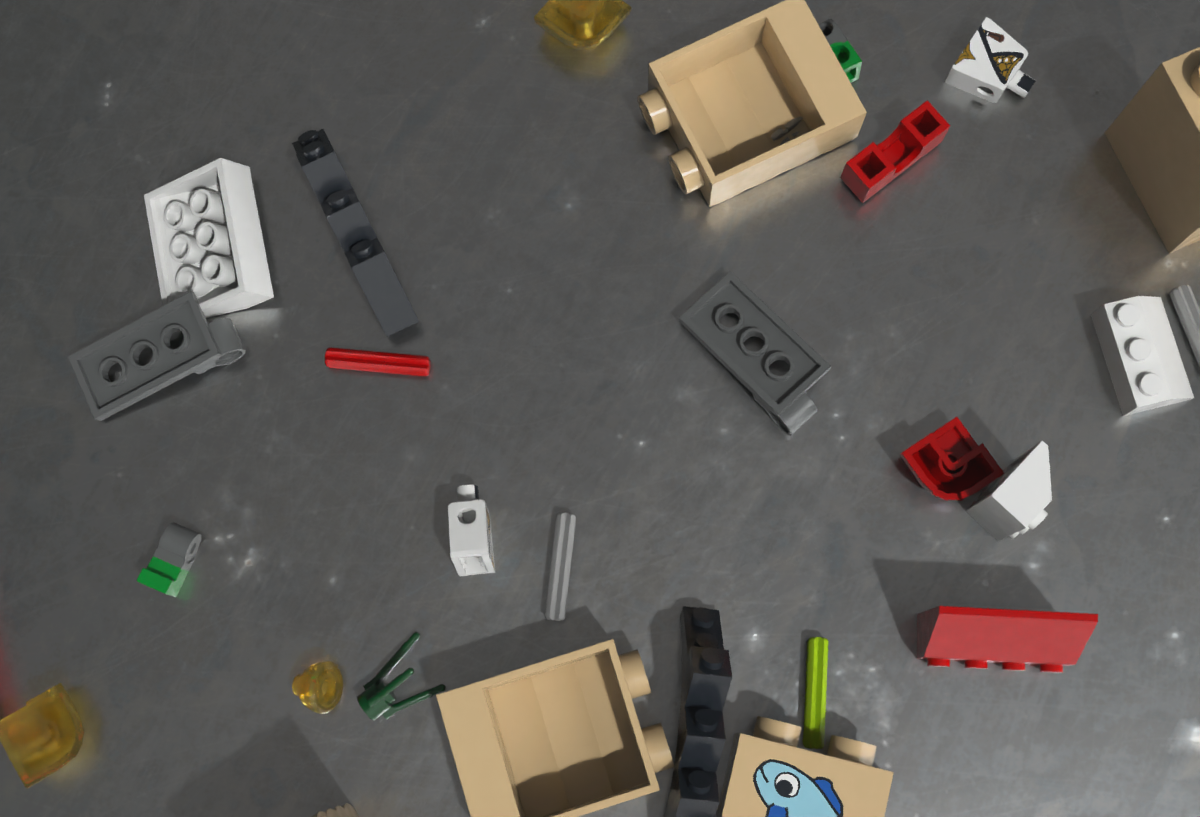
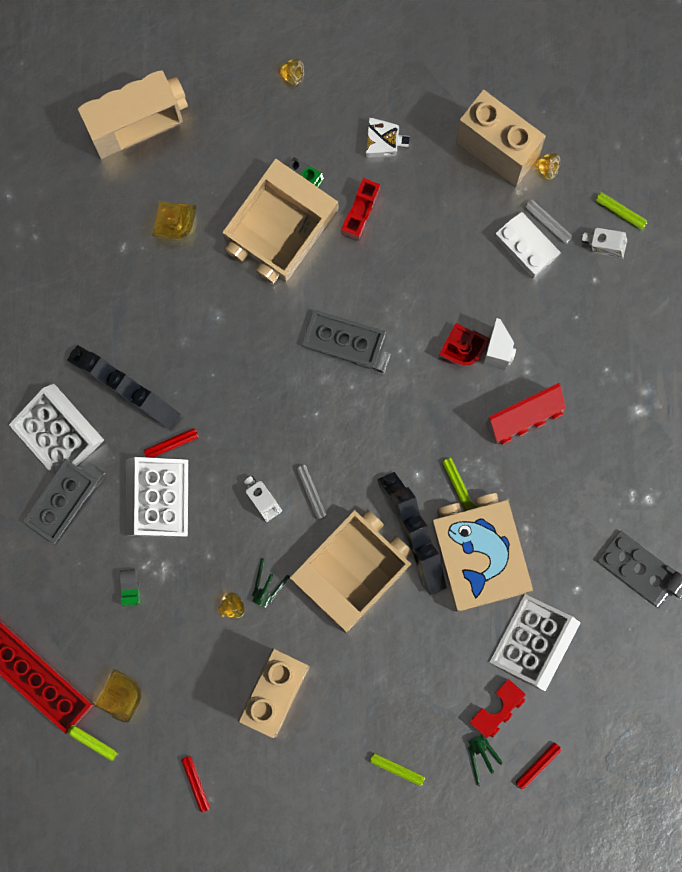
camera: 30 degrees left, 5 degrees up
(303, 435) = (156, 497): none -> white slope

